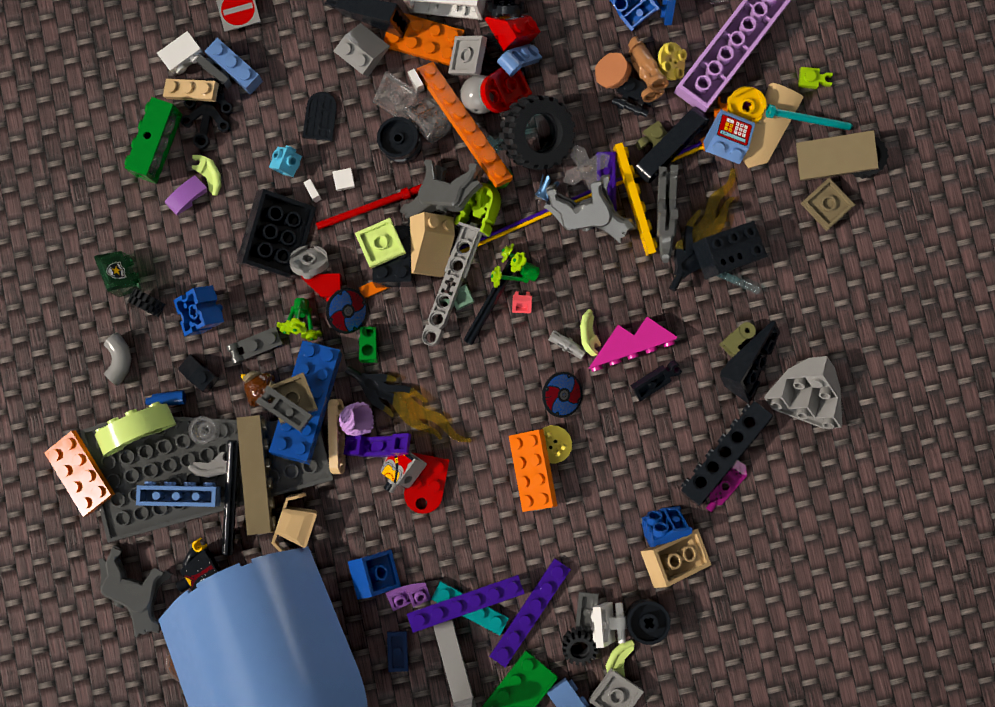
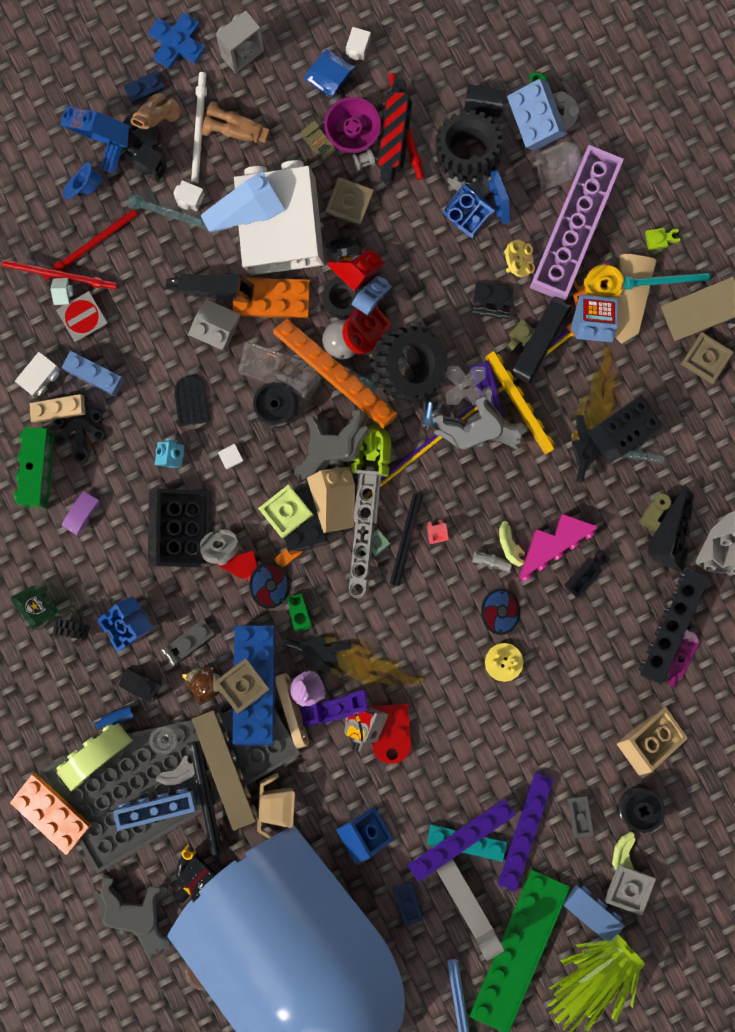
camera: 15 degrees left, 0 degrees up
(120, 359) = (60, 691): light grey cylinder -> none
(209, 66) = (68, 380): dark grey plate -> none
(209, 170) = (97, 483): yellowish green piece -> none
(284, 409) = (238, 699): dark grey plate -> none
(293, 325) = (223, 595): plant -> none
(312, 191) = (203, 476): white tile -> none
(404, 194) = (294, 455): red bar -> none
(413, 593) = (406, 844): medium lavender slope -> none
(416, 81) = (275, 342): white tile -> none
(467, 55) = (320, 305): light grey plate -> none
(518, 263) = (425, 496): plant -> none
(533, 470) = (492, 693): orange plate -> none
(579, 655) = (582, 860): black tyre -> none
(606, 624) = (603, 822): white plate -> none
(612, 70) = (465, 282): nougat hat -> none
(647, 70) = (498, 272): medium nougat piece -> none
(665, 526) = (633, 713): blue slope -> none
(667, 210) = (554, 407): dark grey animal -> none

